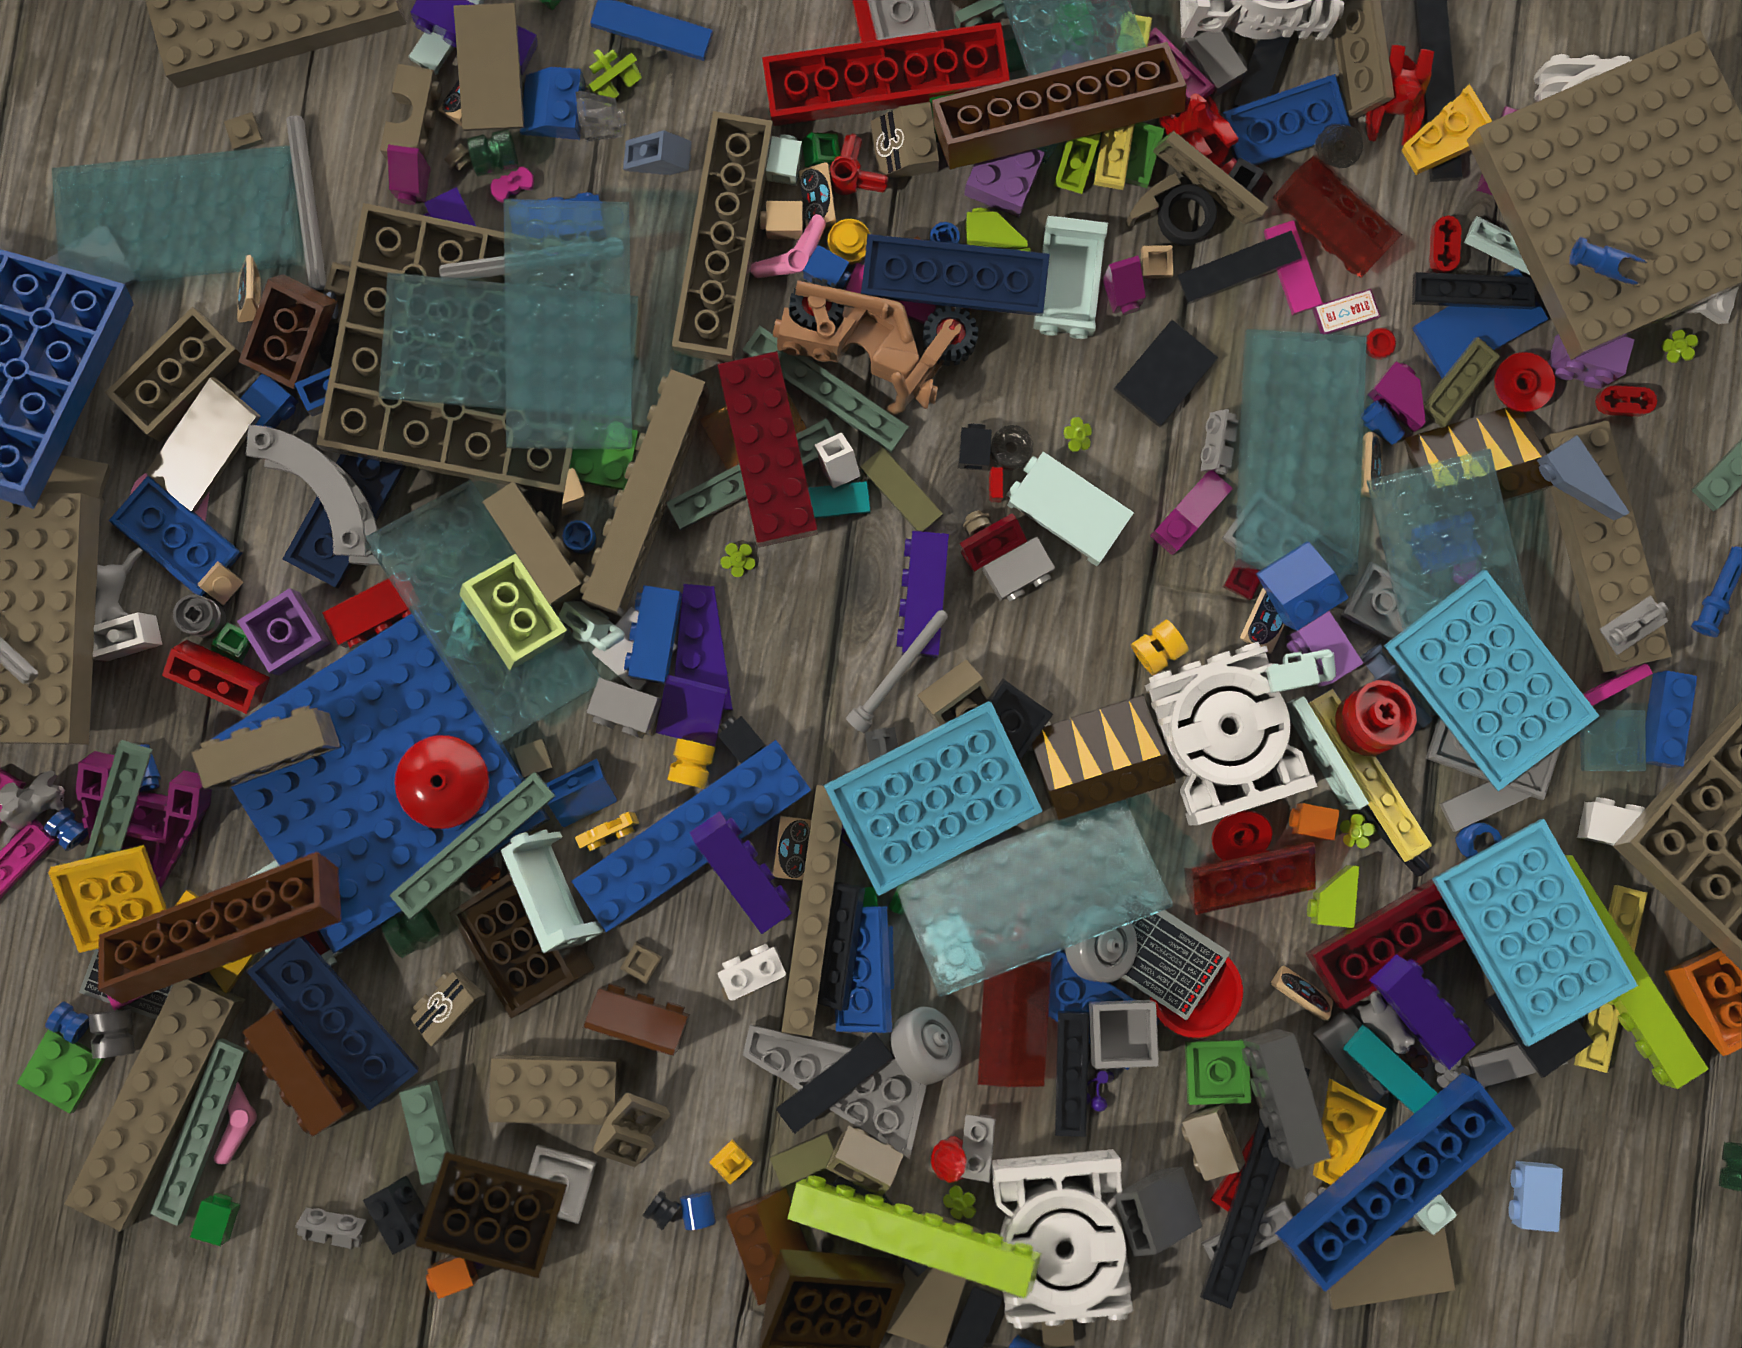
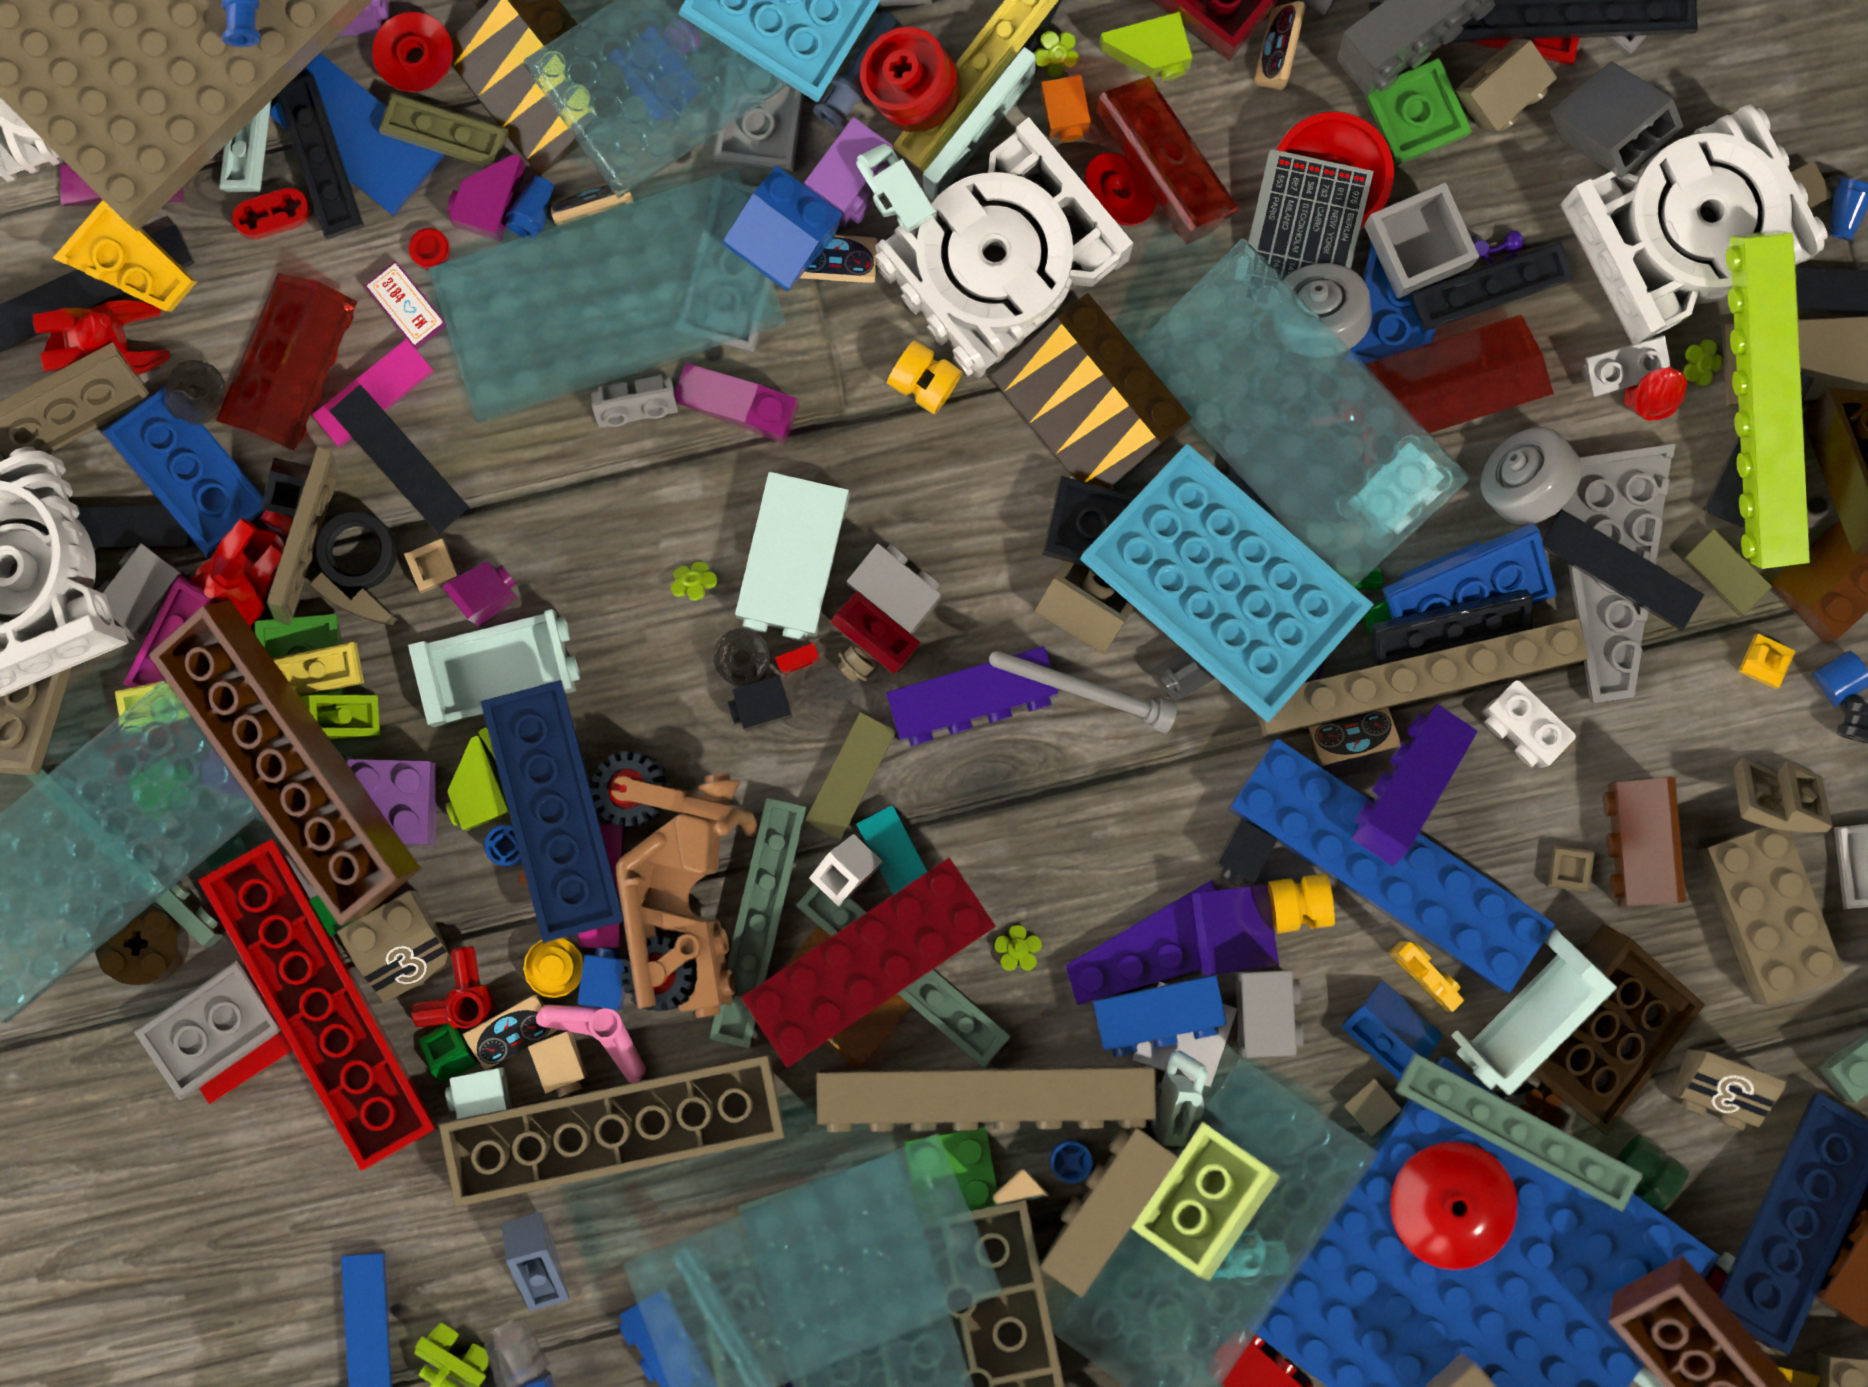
camera: 105 degrees left, 0 degrees up
(865, 1161) = (1700, 496): dark tan brick -> none
(1165, 373) = (570, 501): black tile -> none
(1242, 582) = (799, 306): dark red tile -> none

